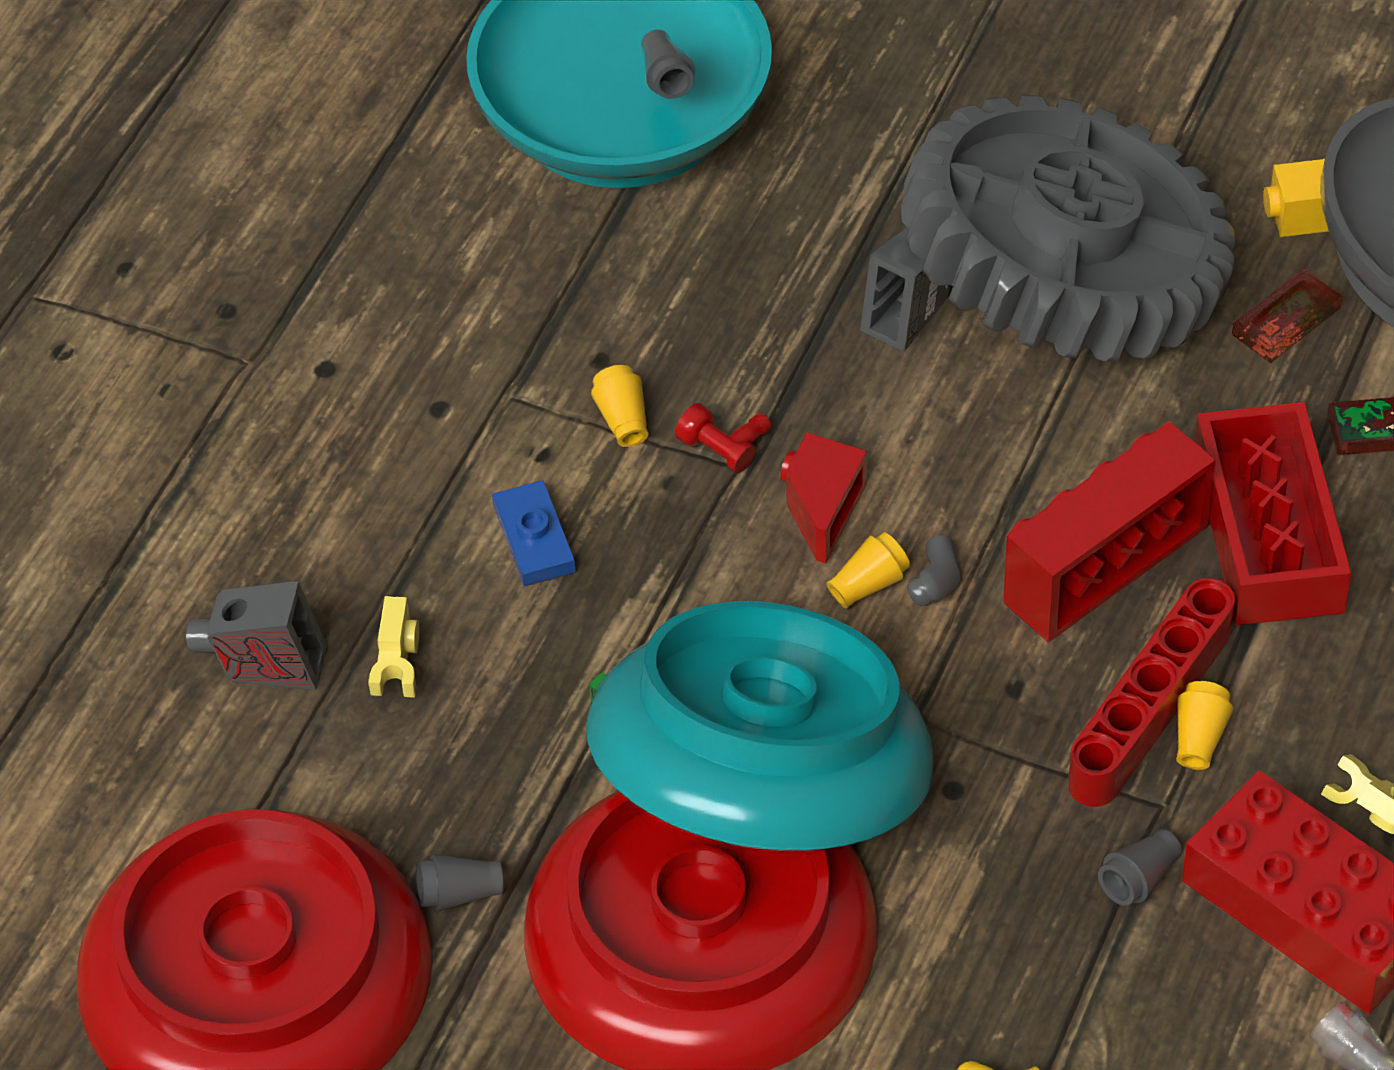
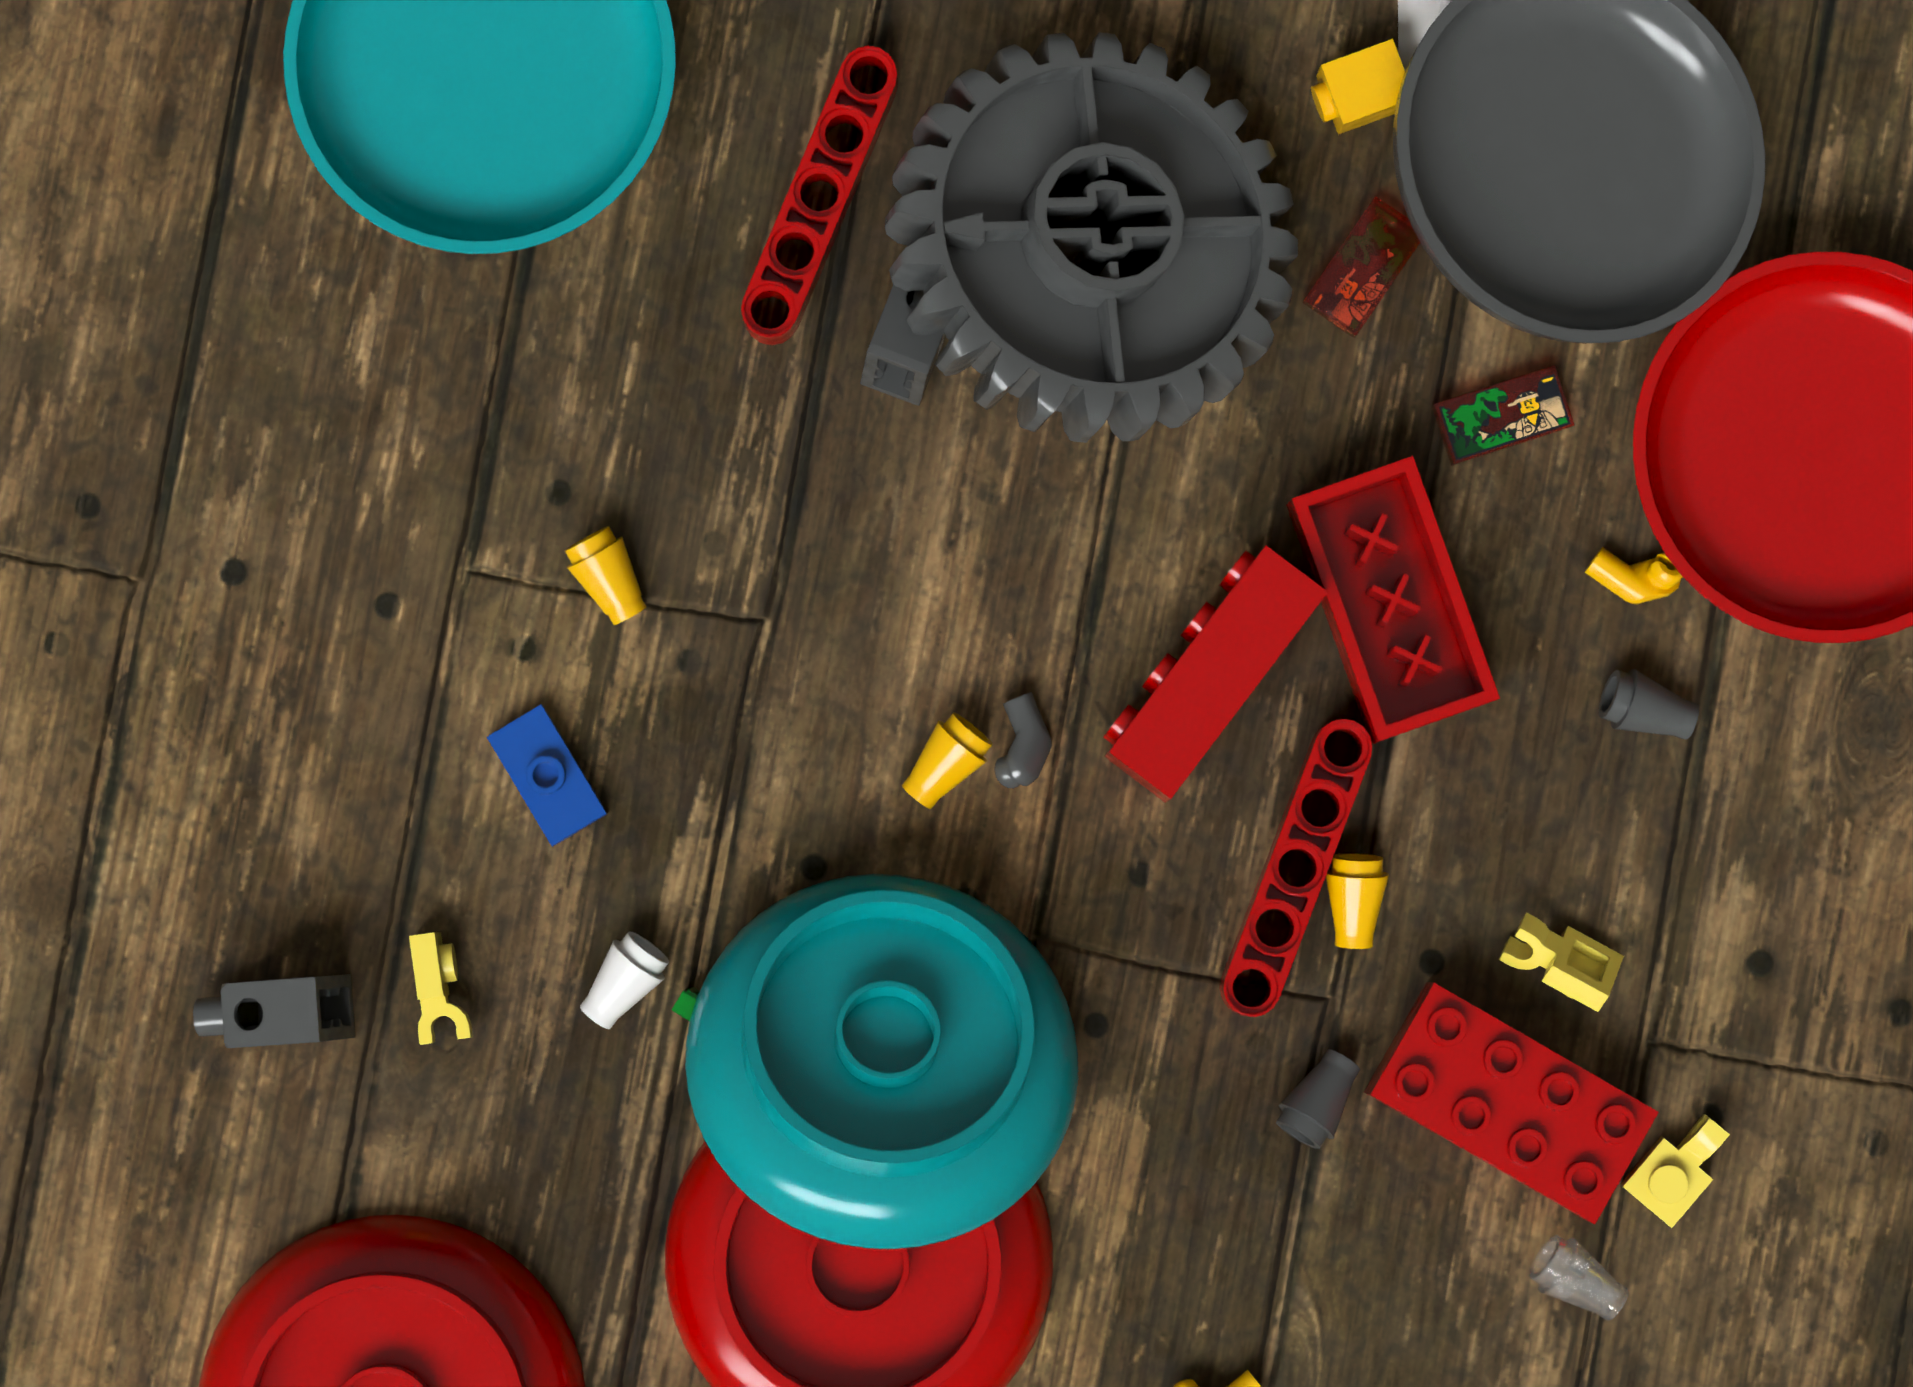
camera: 20 degrees left, 35 degrees up
(456, 881) = (585, 1273): dark grey cone -> none
(555, 674) = (625, 977): none -> white cone
(666, 65) = (547, 87): dark grey cone -> none
(698, 427) = (747, 608): red piece -> none
(823, 489) = (869, 658): red slope -> none
(852, 202) = (826, 165): none -> red beam

